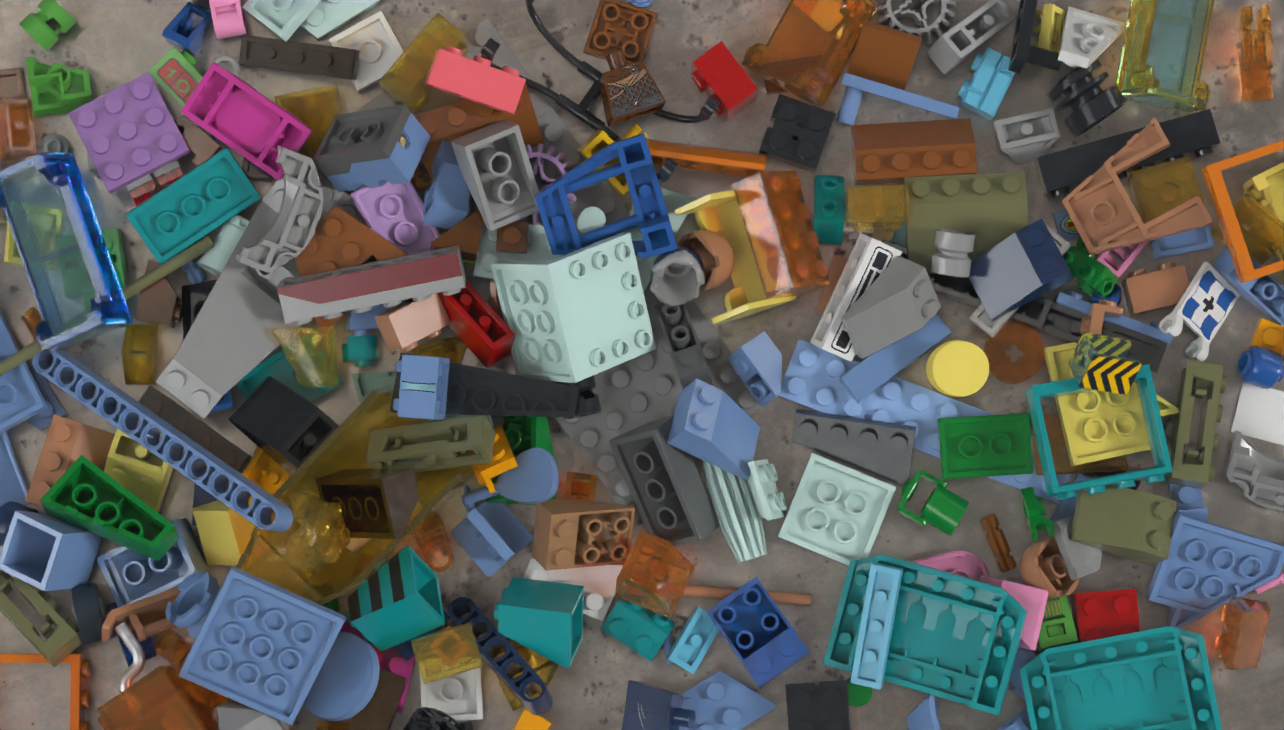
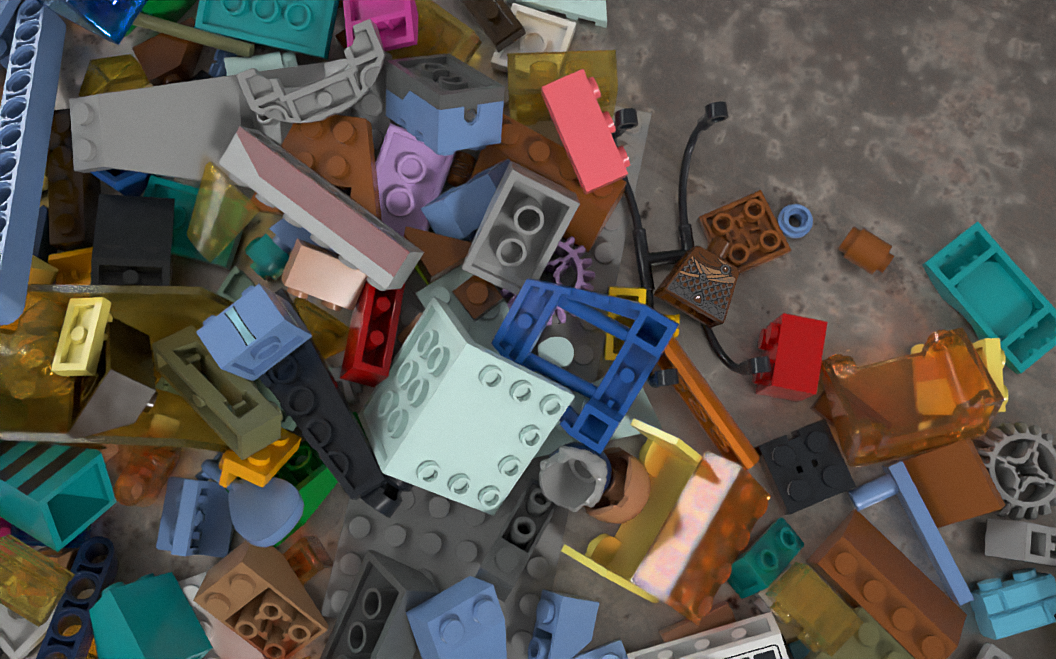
camera: 50 degrees right, 5 degrees down
(334, 489) = (82, 337): none -> light yellow plate

